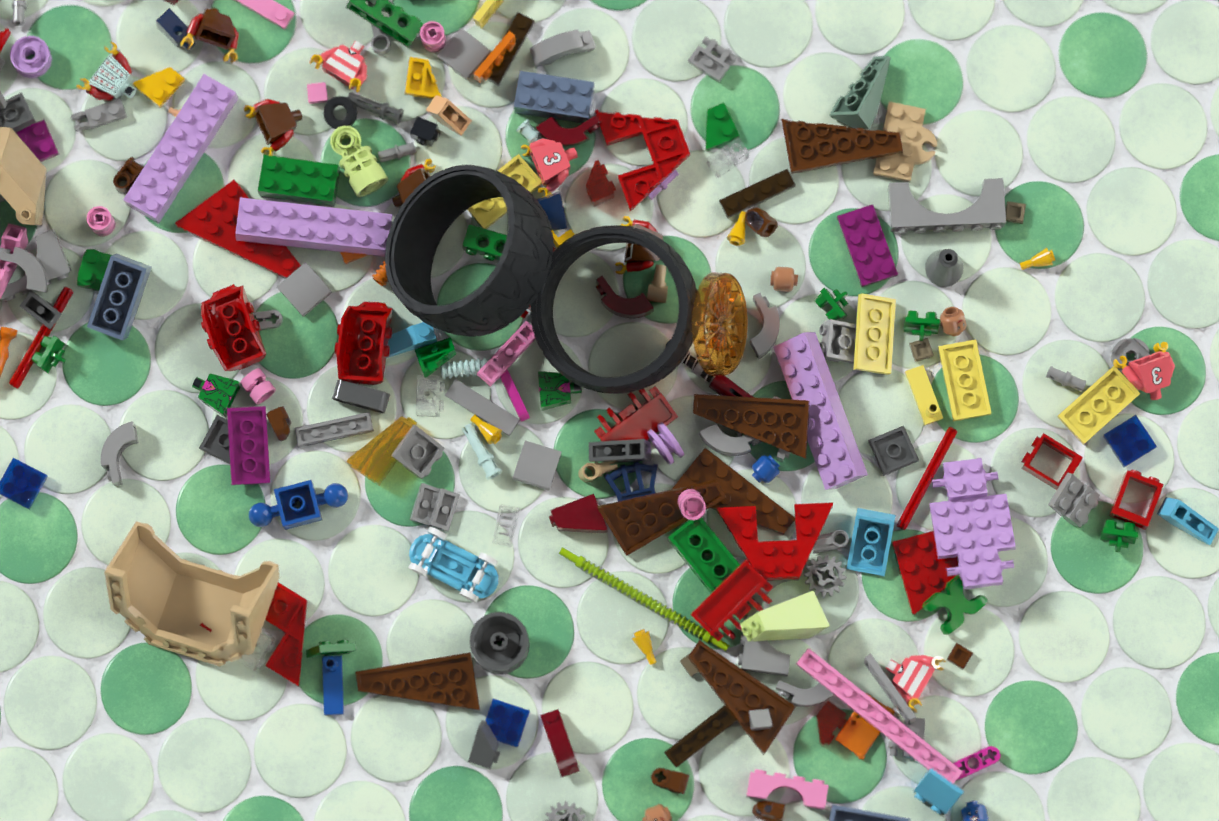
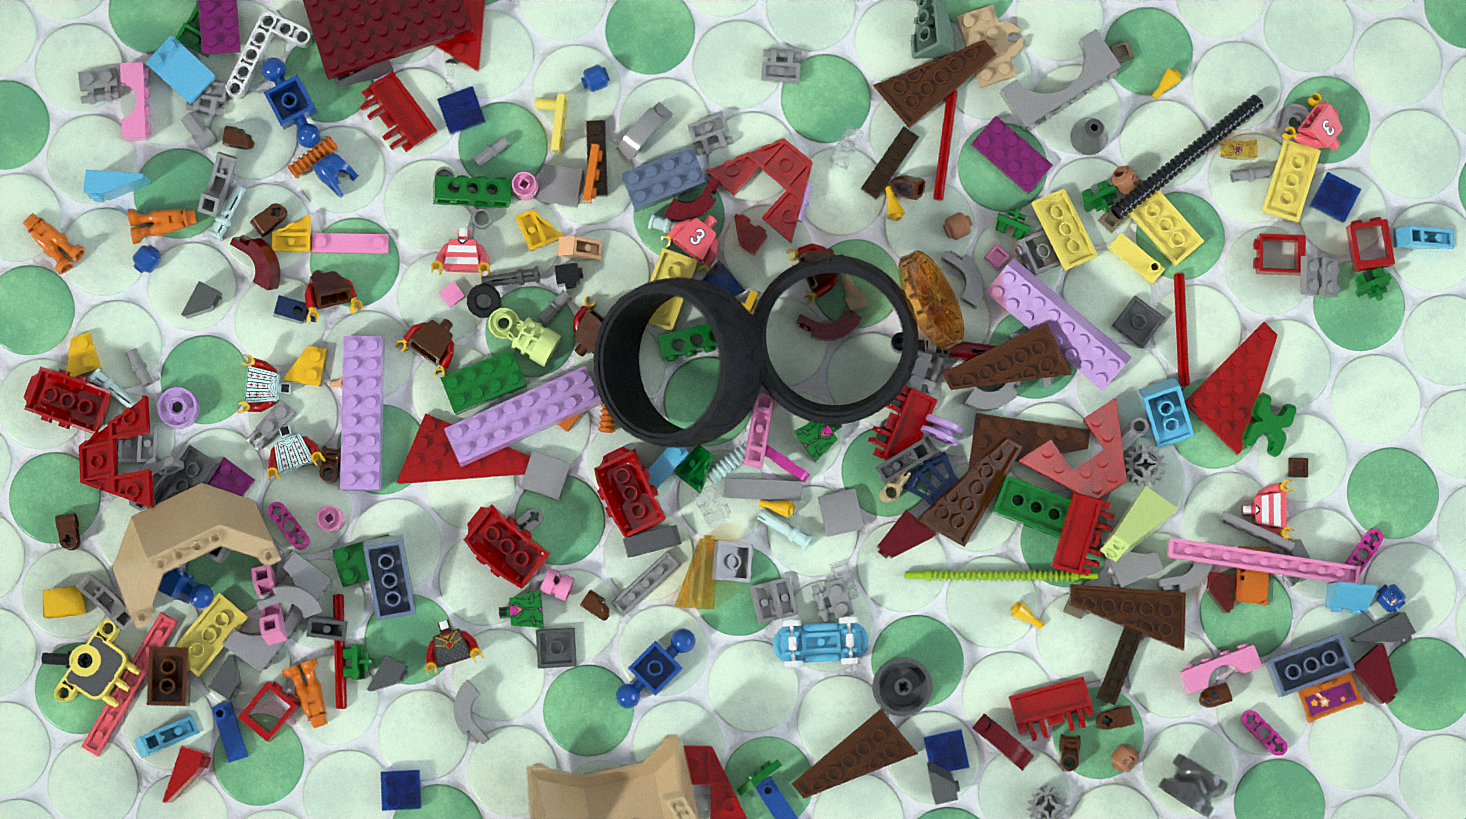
camera: 30 degrees left, 5 degrees up
(66, 194) = (284, 511): none -> dark pink beam
(70, 379) = (388, 674): none -> dark grey slope
(101, 148) = (292, 453): none -> torso
(135, 387) = (450, 647): none -> torso
(248, 445) = (580, 641): magenta plate -> none
(491, 536) = (838, 596): none -> light grey plate
(613, 784) = (1069, 750): none -> reddish brown piece
(617, 76) = (708, 128): none -> light grey plate
(620, 734) = (1051, 704): none -> red hinge
(675, 381) = (920, 369): none -> light grey plate
(691, 504) = (998, 471): bright pink wheel -> none
(719, 127) = (822, 122): green wing -> none
(760, 719) = (1163, 622): light grey slope -> none
(765, 469) = (1040, 402): blue head -> none
(803, 324) = (997, 256): none -> bright pink tile
(813, 206) = (945, 146): none -> red axle
(972, 524) = (1245, 348): lavender piece -> none
(1018, 332) = (1186, 157): none -> black piece
(1068, 352) = (1239, 150): none -> clear yellow leg

